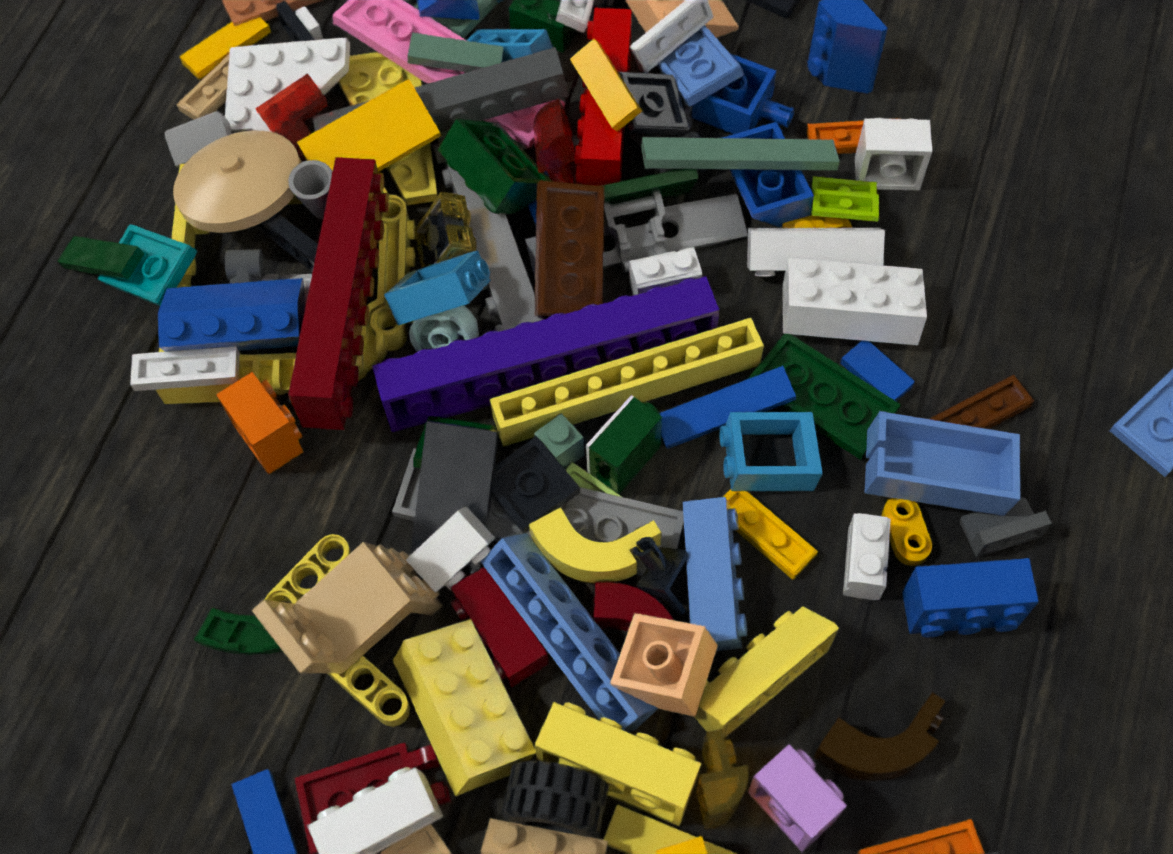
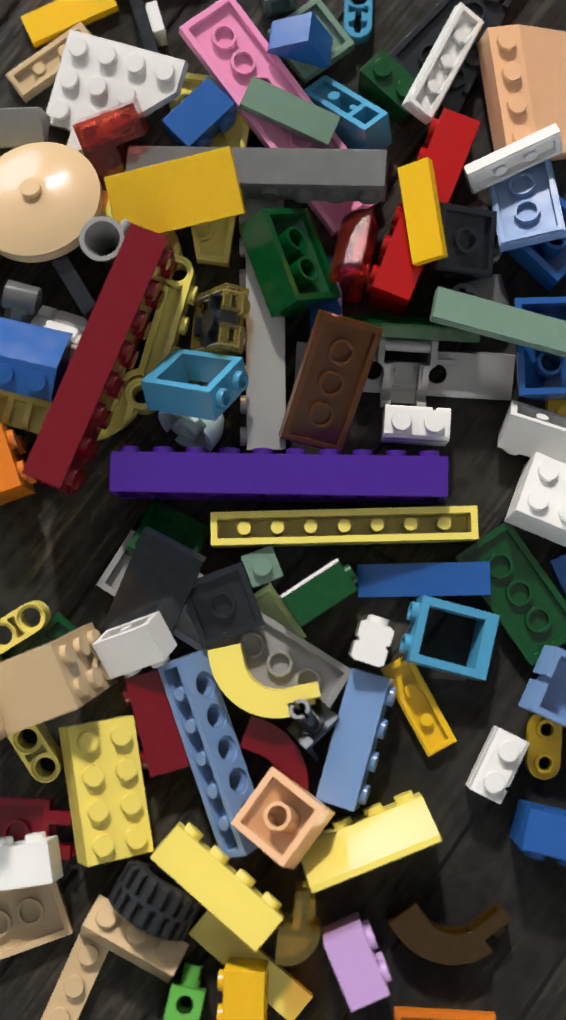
camera: 20 degrees right, 20 degrees up
(372, 76) = (200, 116): none -> blue brick
(693, 471) = (371, 640): none -> white brick

